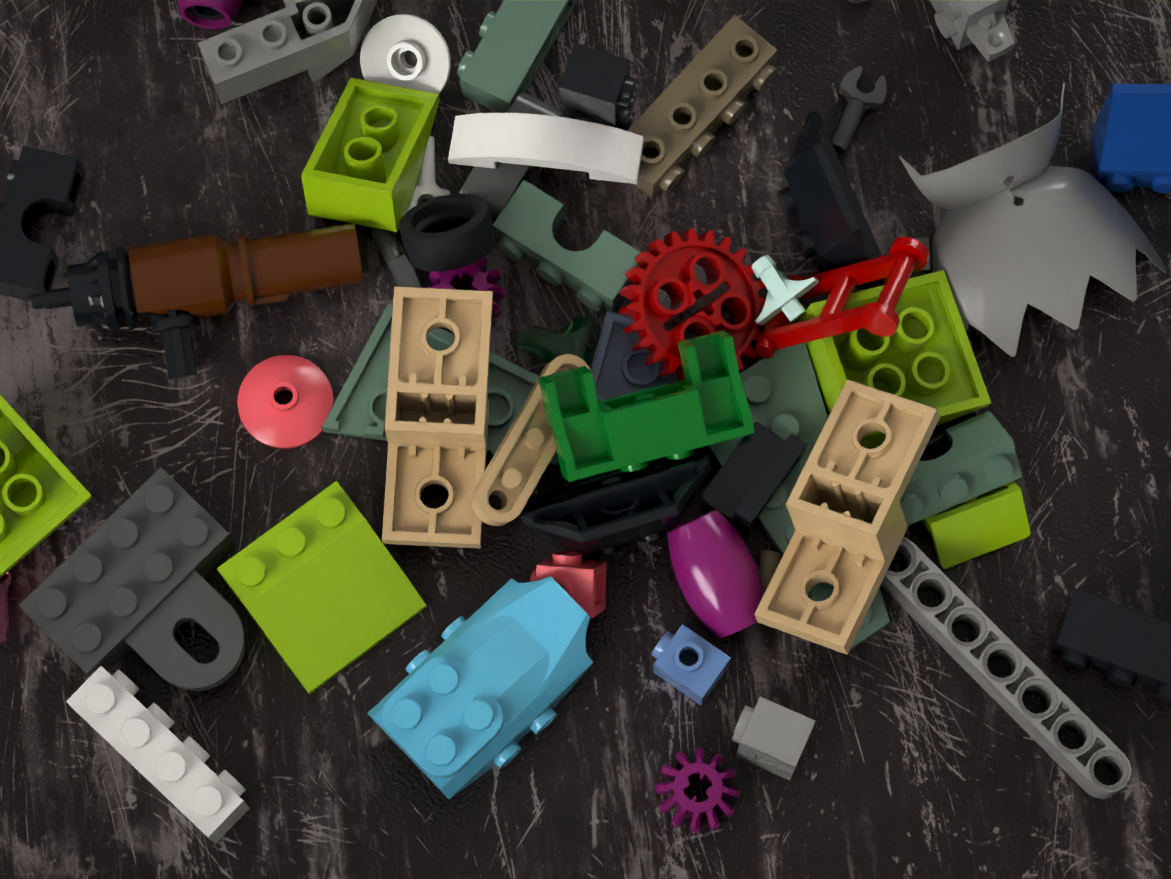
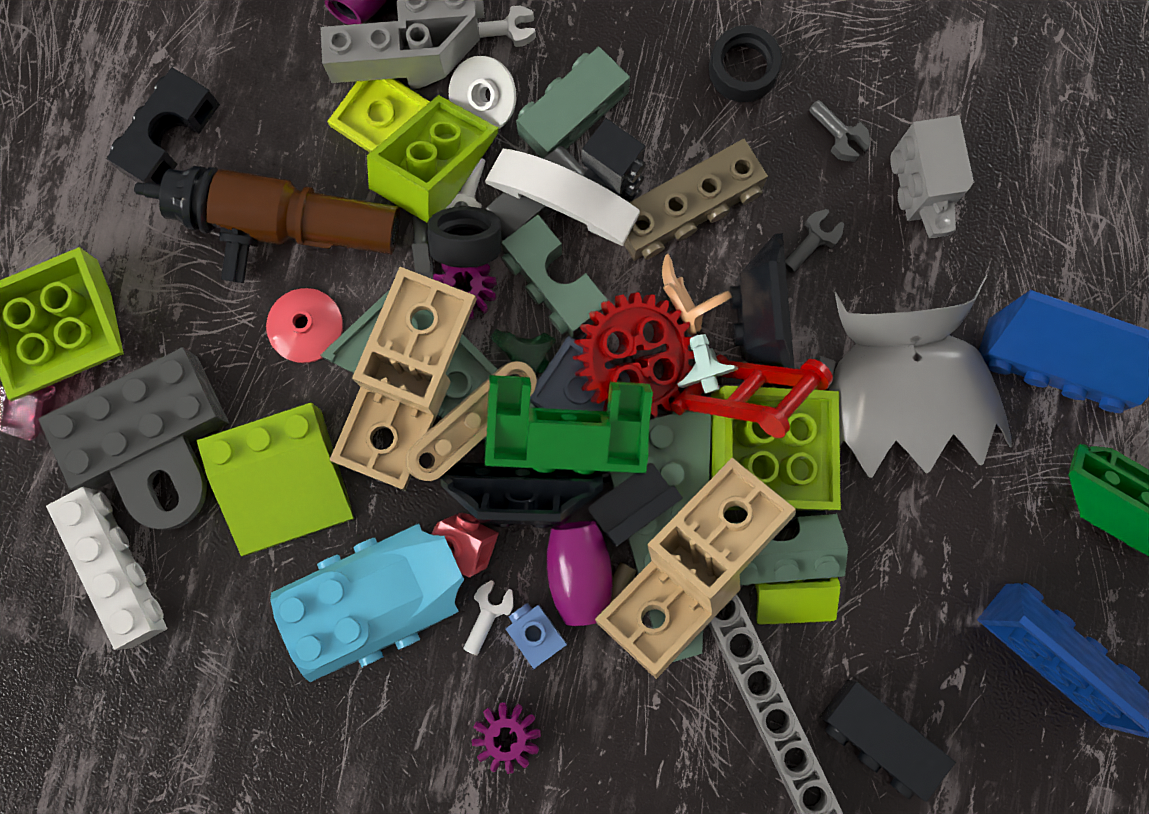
camera: 20 degrees right, 5 degrees up
(283, 123) = (375, 111): none -> neon yellow tile
(625, 664) = (487, 616): none -> white bar
(725, 226) = (682, 301): none -> light nougat piece
(772, 737) = (577, 721): light grey brick -> none

